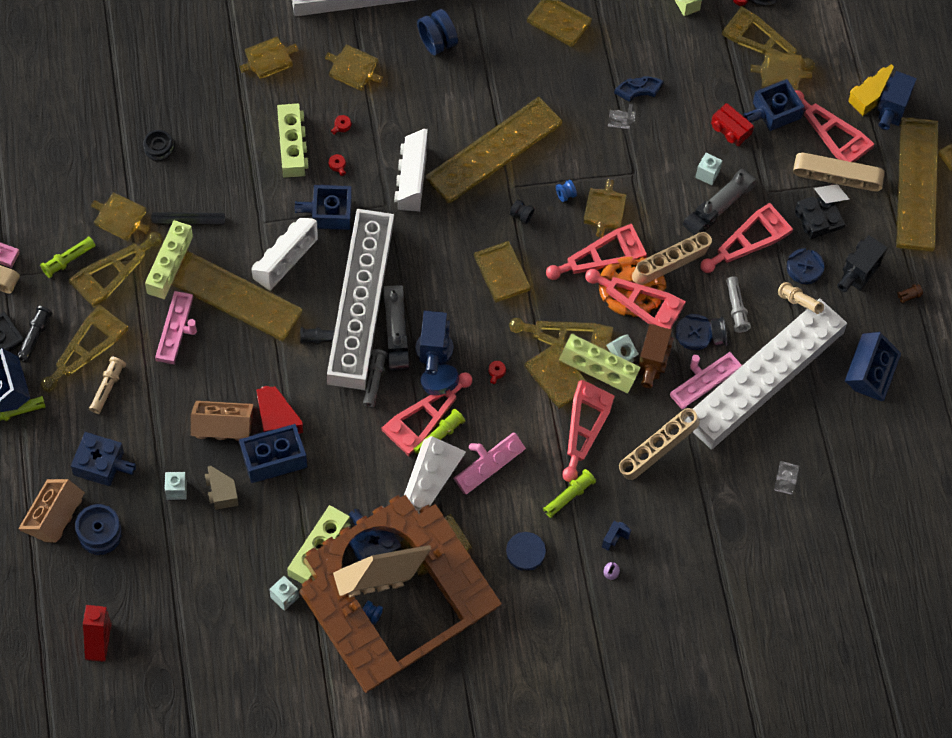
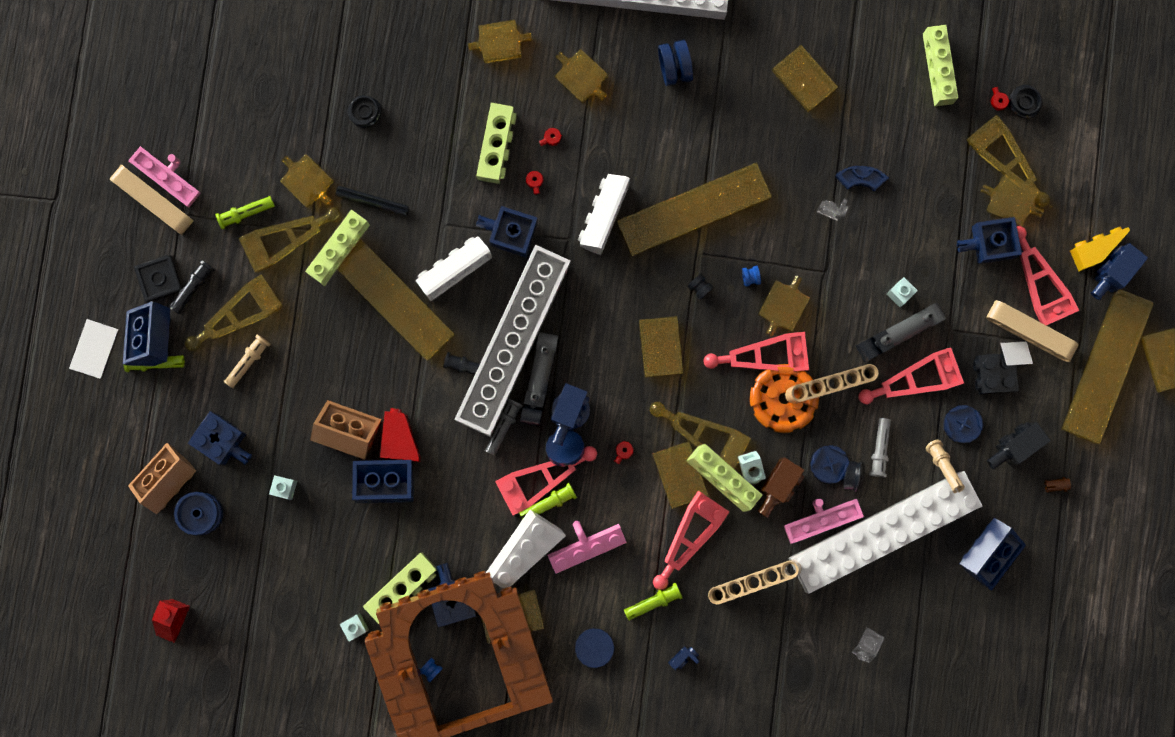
camera: 20 degrees right, 20 degrees up
(175, 327) = (327, 318): bright pink plate -> none
(223, 489) = (326, 503): dark tan slope -> none
(380, 572) = (441, 644): tan slope -> none
(615, 573) = (666, 688): lavender hinge -> none
(667, 313) = (808, 441): coral plate -> none
(732, 124) = (941, 247): red brick -> none

